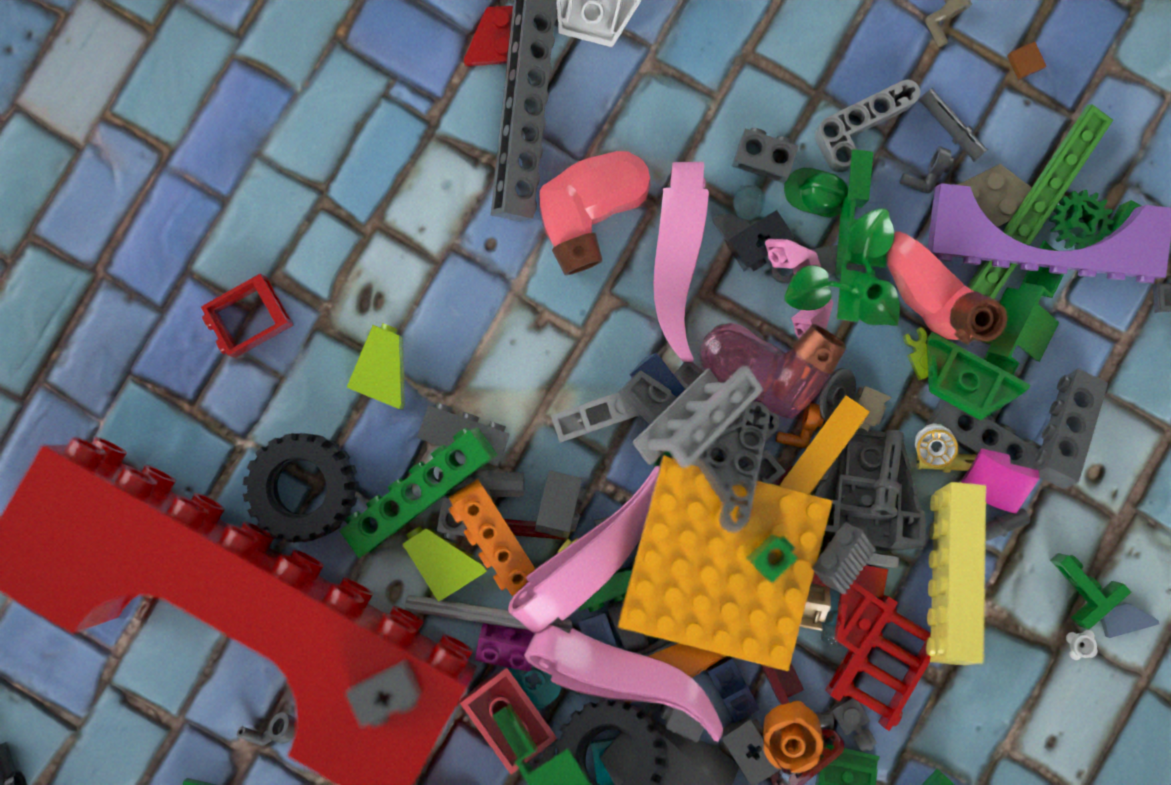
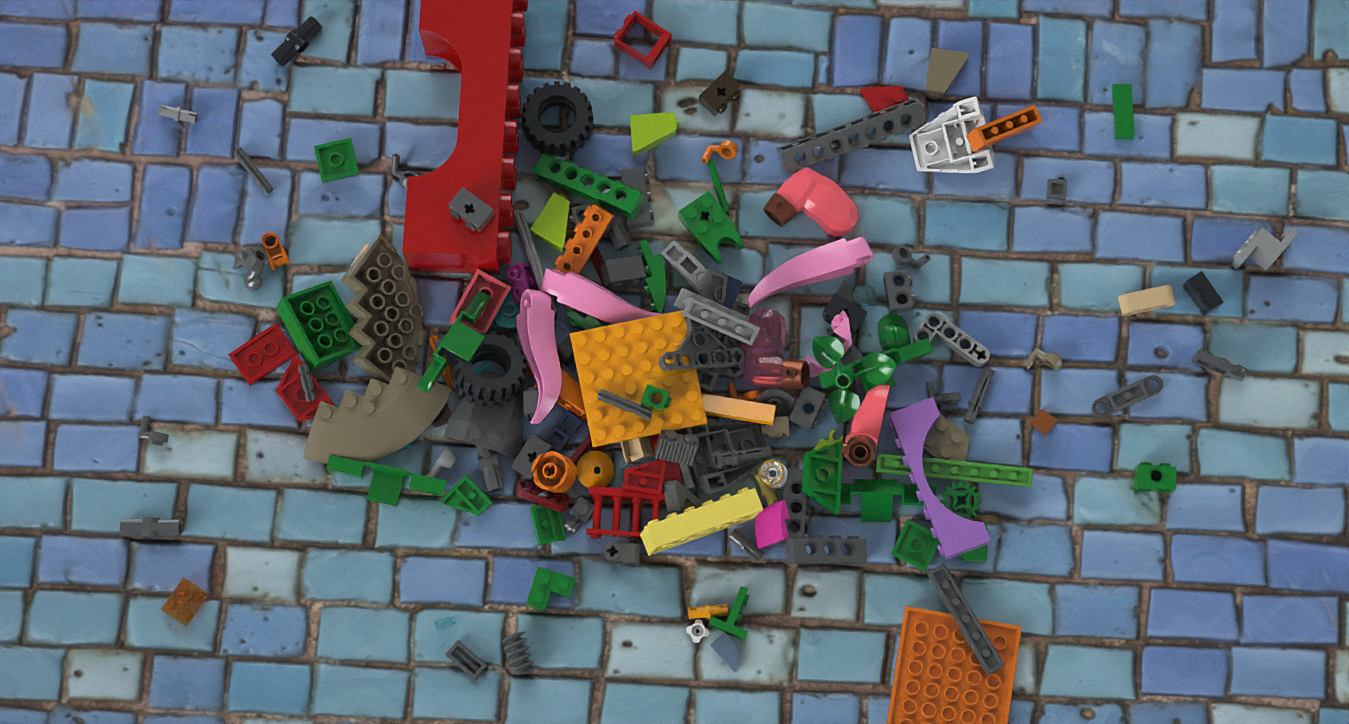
camera: 65 degrees right, 10 degrees down
(366, 237) = (723, 84): none -> dark brown brick
(458, 281) = (726, 149): none -> orange plate
(500, 317) = (718, 186): none -> green bar
(564, 354) = (712, 232): none -> green brick
(598, 467) = (655, 284): none -> green slope
(719, 125) = (903, 255): none -> dark grey plate
(756, 603) = (625, 404): none -> dark grey axle
(796, 679) = (586, 467): none -> light orange dish
(880, 359) = (811, 398): none -> dark grey brick
(904, 587) = (678, 496): none -> dark grey slope
(937, 689) = (627, 553): none -> dark grey piece
(1064, 619) = (707, 611): none -> light orange pin
(1108, 308) = (915, 545): none -> green plate

